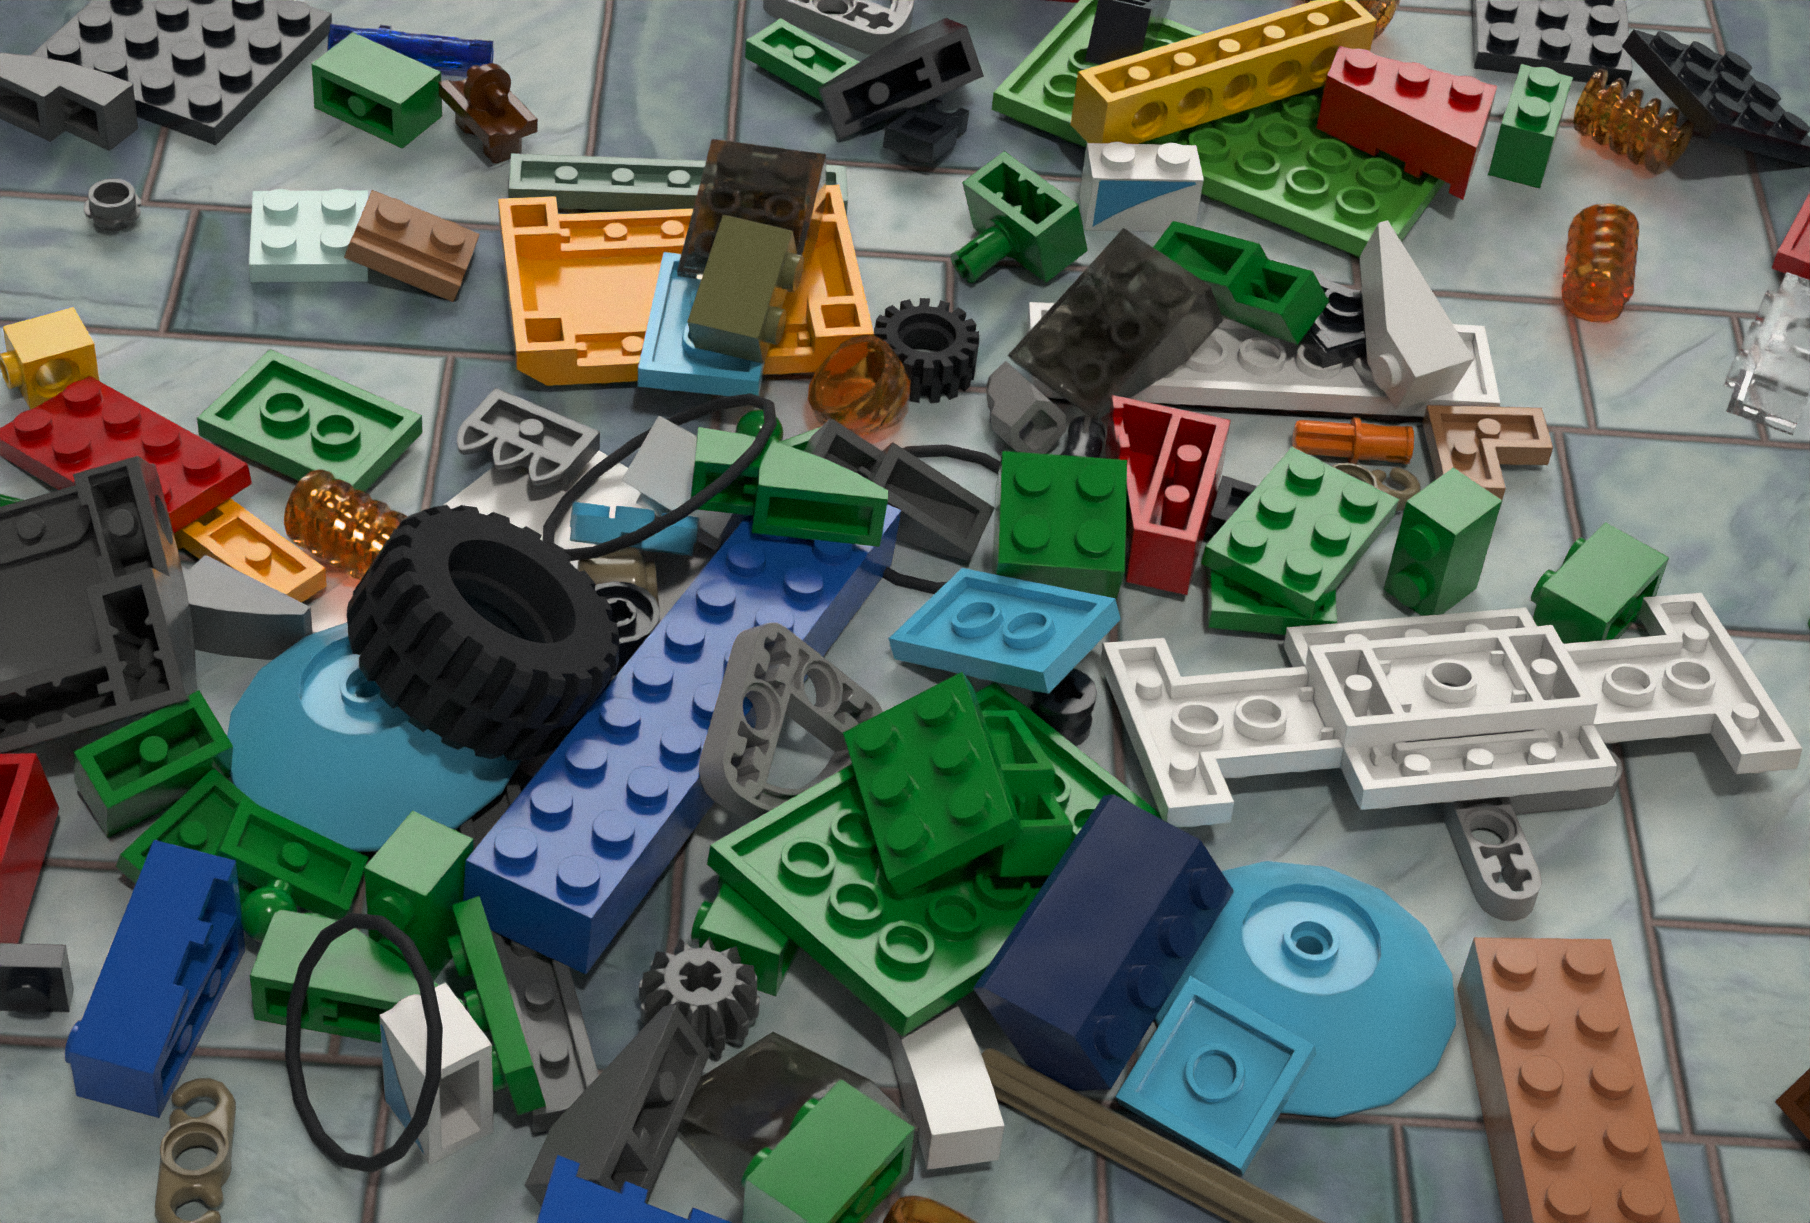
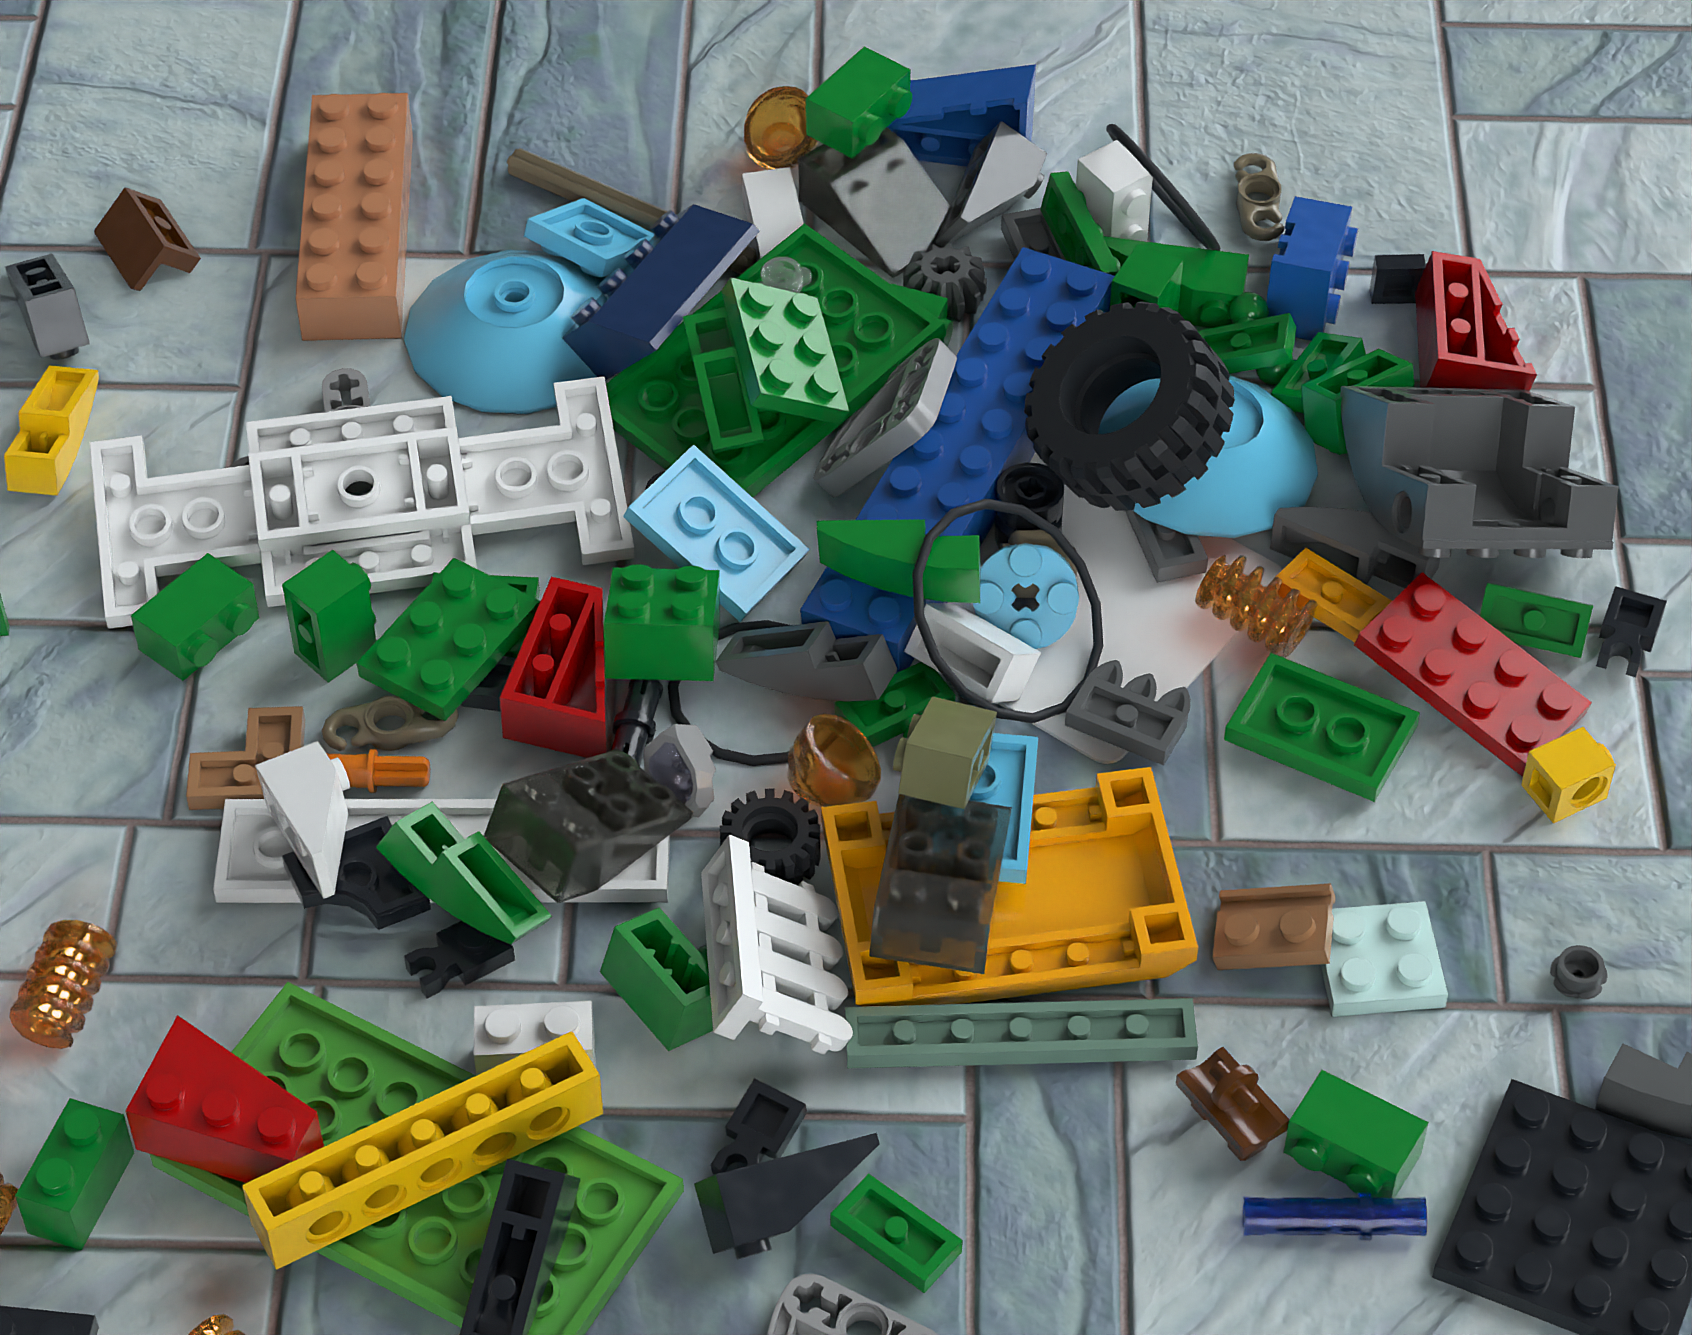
camera: 175 degrees left, 5 degrees up
(937, 910) = (785, 274): none -> clear plate
(958, 221) = (747, 971): none -> white fence

